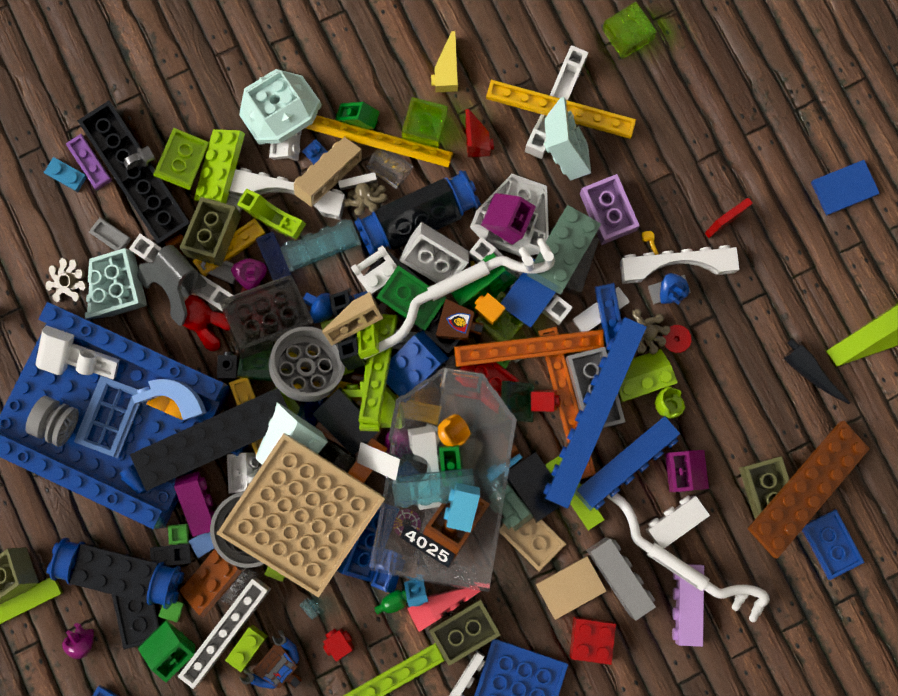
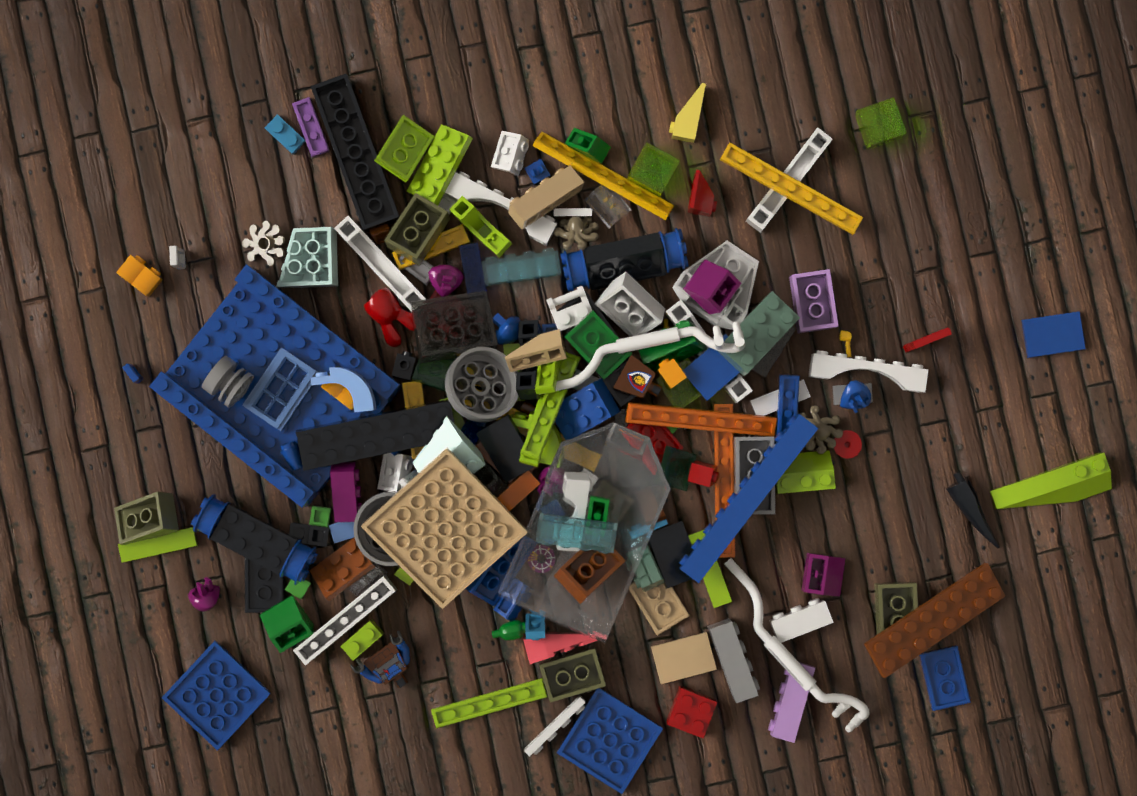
camera: 15 degrees right, 5 degrees up
(57, 351) = (247, 314): white plate -> none
(109, 235) = (316, 207): light grey tile -> none
(142, 157) = (368, 140): flat silver piece -> none
(175, 276) = (374, 269): dark grey piece -> none
(278, 106) = (514, 134): light aqua piece -> none
(310, 608) = (431, 617): clear light blue plate -> none
(338, 643) = (449, 656): red brick -> none
(378, 461) = (529, 494): white sticker -> none
(427, 545) = (556, 585): black sticker -> none
(453, 431) = (608, 484): light orange hair -> none
(463, 507) = (599, 559): medium azure brick -> none
(566, 142) = (788, 224): light aqua wedge -> none
(627, 463) = (768, 553): blue brick -> none
(669, 403) = (823, 505): lime hair -> none

